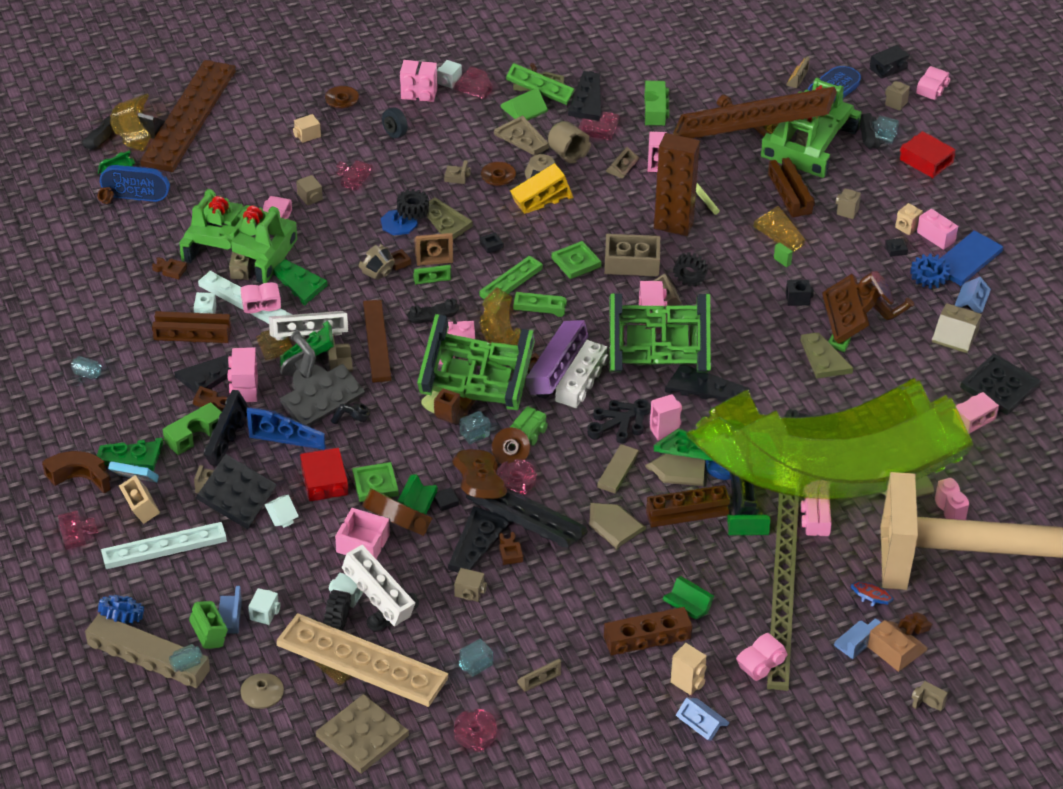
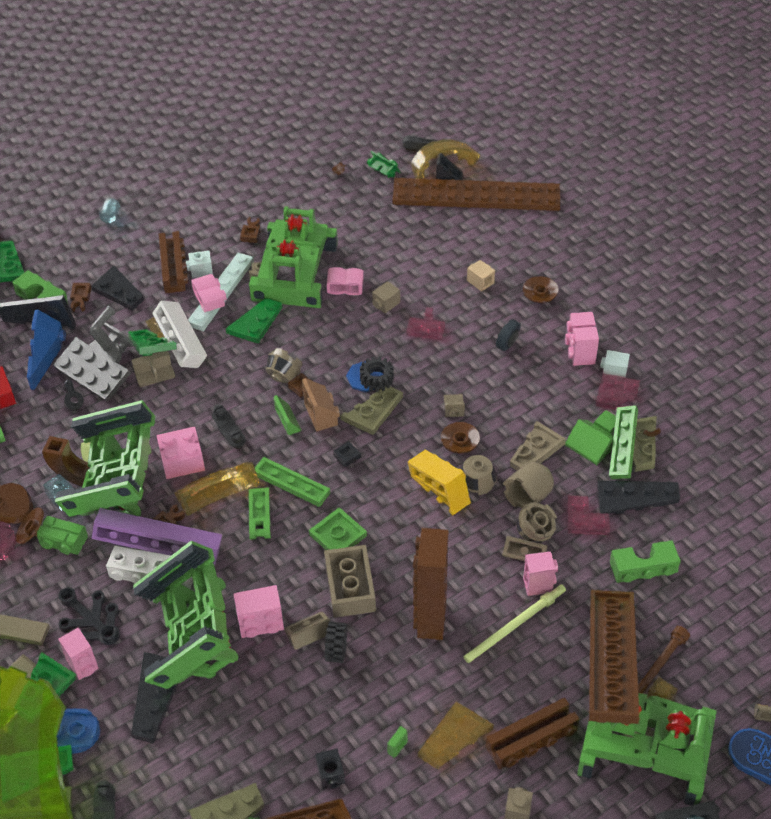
camera: 80 degrees right, 5 degrees up
(135, 183) = (351, 178): tile -> none
(243, 373) = (98, 298): bright pink piece -> none
(377, 341) = (188, 392): reddish brown tile -> none
(506, 93) = (606, 421): none -> bright green tile
(606, 146) = (536, 522): none -> dark tan cone

